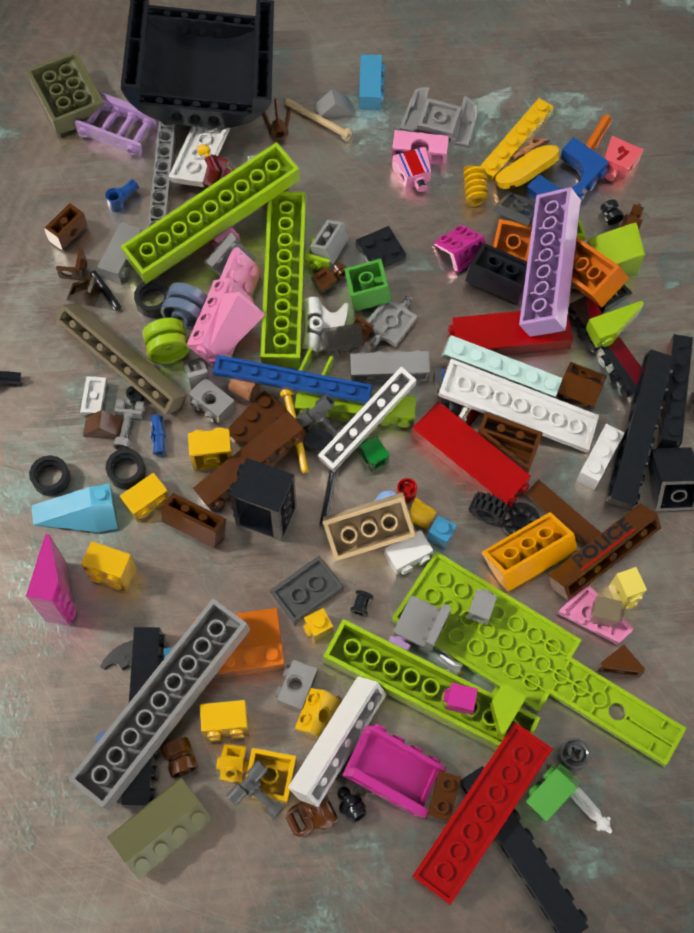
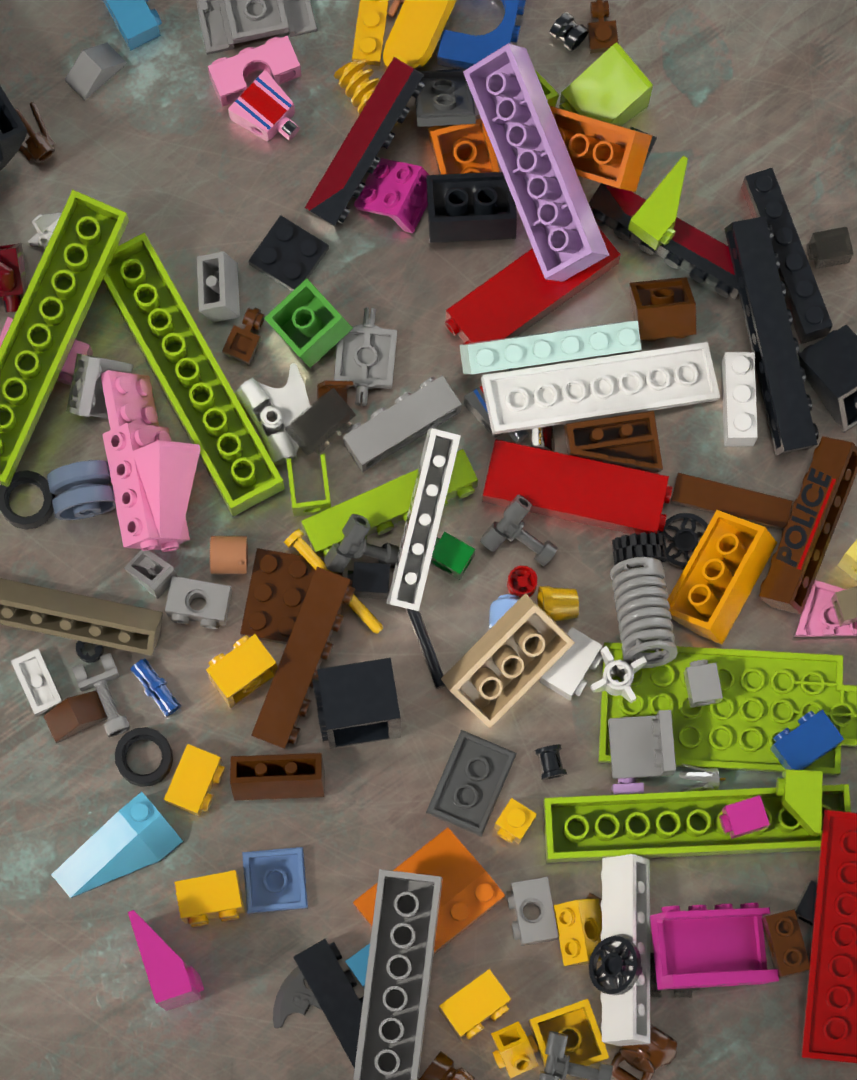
camera: 30 degrees left, 10 degrees up
(42, 463) = (30, 811): black tyre -> none
(155, 581) = (275, 880): none -> medium blue tile
(165, 340) = (88, 554): lime wheel -> none
(292, 379) = (292, 517): blue tile -> none
(315, 262) = (214, 326): lime bracket -> none
(324, 743) = (615, 965): none -> black wheel
(345, 133) = (137, 103): tan bar -> none
(352, 805) = (682, 1015): black piece -> none
(418, 456) = (512, 527): none -> dark grey bar
(431, 571) = (620, 669): none -> white brick
(441, 532) = (597, 613): dark azure brick -> none
(458, 207) = (364, 142): none -> brick
(469, 544) = (643, 611): none -> light grey piece
(529, 677) = (807, 742): none -> blue brick

